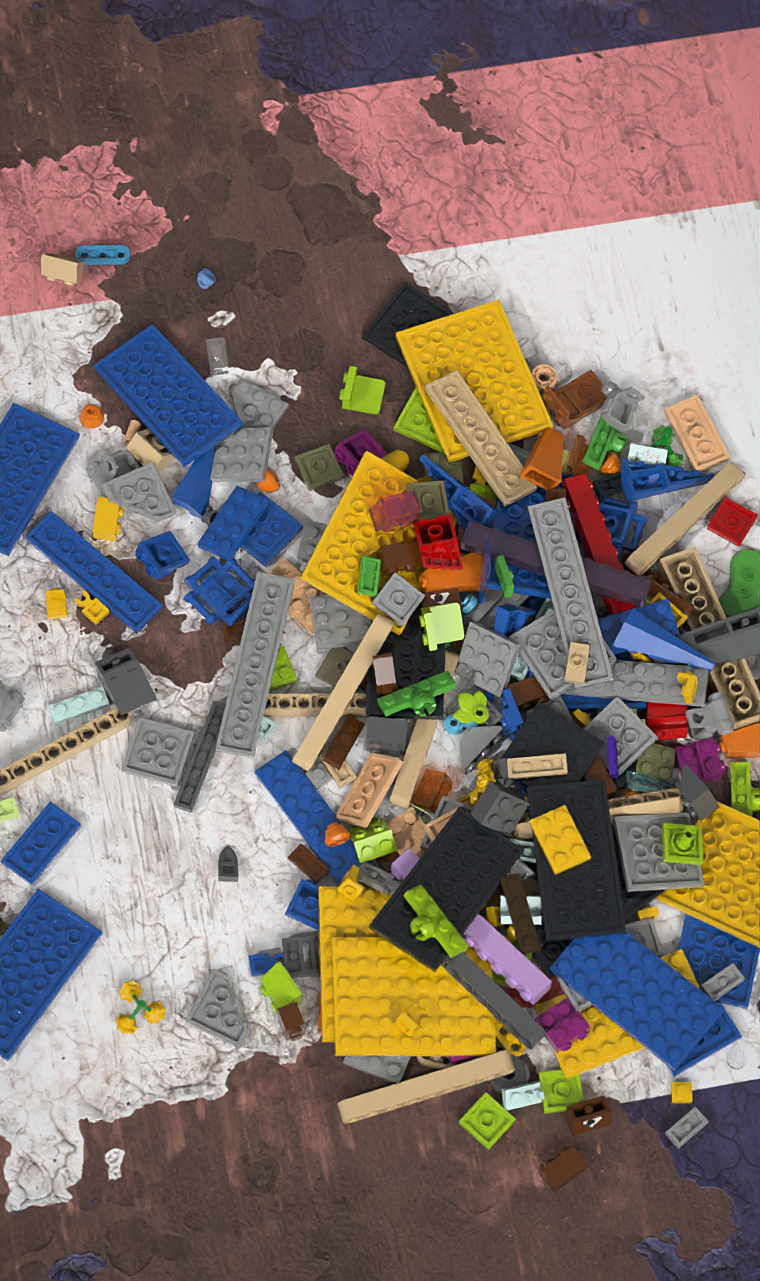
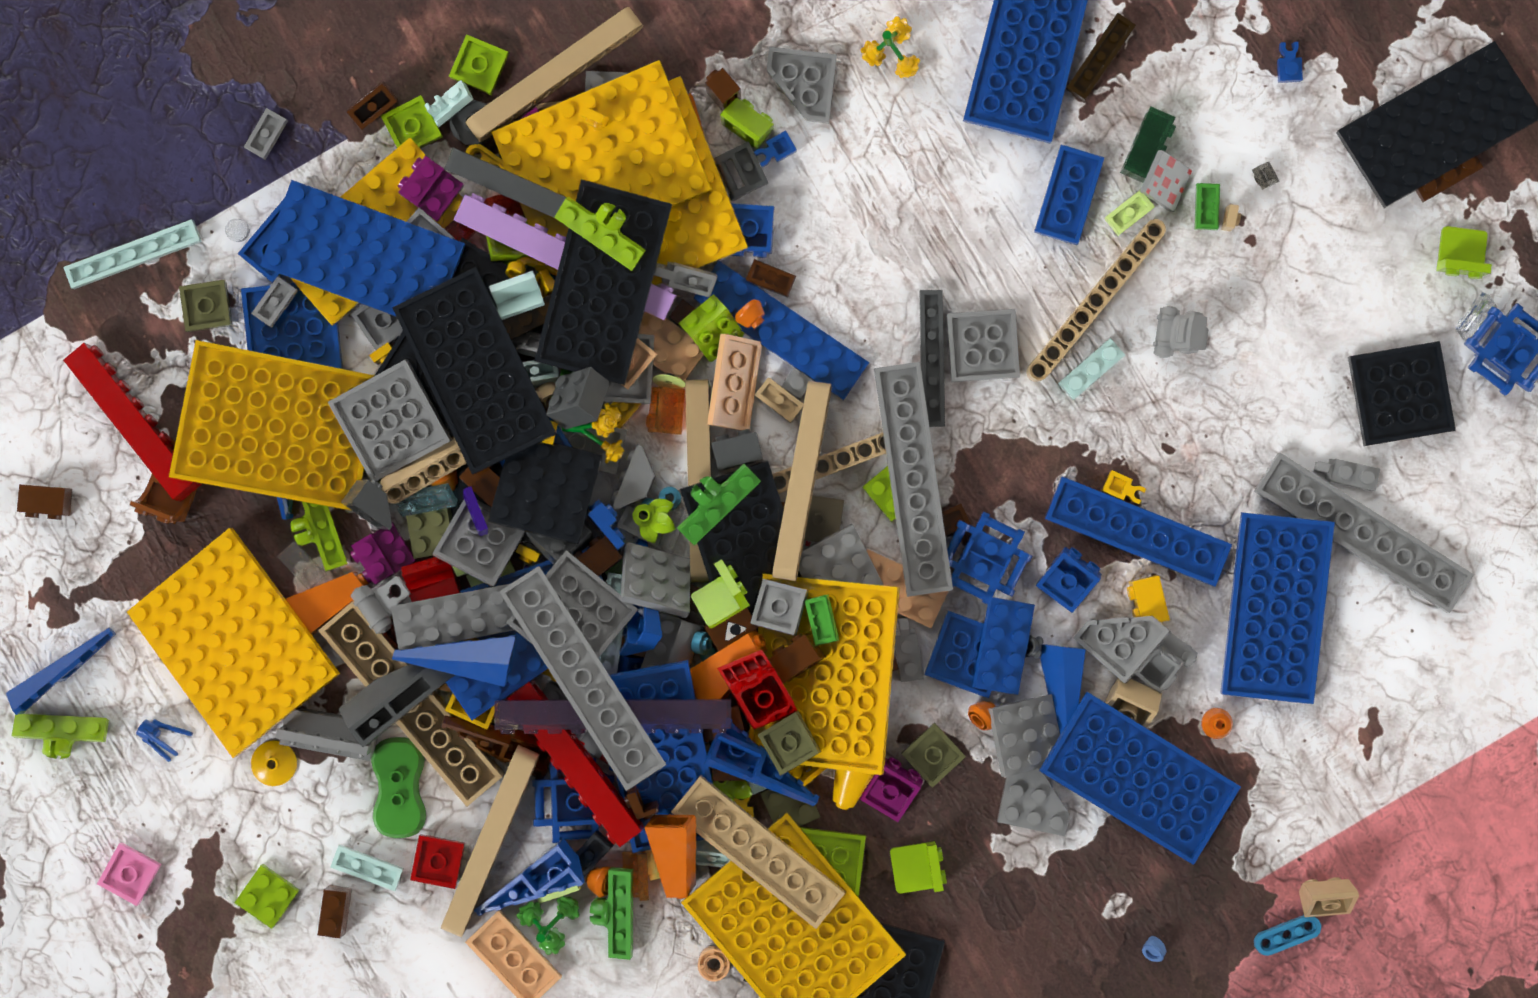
camera: 165 degrees right, 20 degrees up
(56, 603) = (1164, 478): yellow bracket -> none
(124, 680) = (1052, 409): dark grey slope -> none
(134, 427) = (1163, 721): light nougat piece -> none
(217, 356) = (1102, 852): clear plate -> none
(228, 865) = (857, 244): dark grey plate -> none
(267, 729) = (873, 416): light aqua plate -> none
(343, 742) = (782, 429): reddish brown plate -> none
(349, 884) = (716, 259): yellow bracket -> none
(384, 674) = (762, 509): slope -> none
(395, 511) = (818, 708): clear pink brick -> none
(483, 582) = (692, 680): piece -> none
(500, 768) = (594, 449): dark grey tile -> none
(504, 575) = (666, 676): bright green plate -> none
(520, 914) = (514, 284): dark brown plate -> none
(537, 766) = (553, 463): tan plate -> none
(559, 839) = (498, 383): yellow plate -> none
(563, 1168) = (381, 42): reddish brown brick -> none
(574, 399) = (667, 951): dark orange bracket -> none
(577, 663) = (545, 594): tan plate -> none
(619, 405) = (612, 955): light grey piece -> none
(648, 454) = (559, 904): light aqua tile -> none
(681, 1092) = (284, 172): yellow plate -> none
(682, 844) = (364, 436): lime plate -> none
(689, 686) = (410, 612): yellow bracket -> none

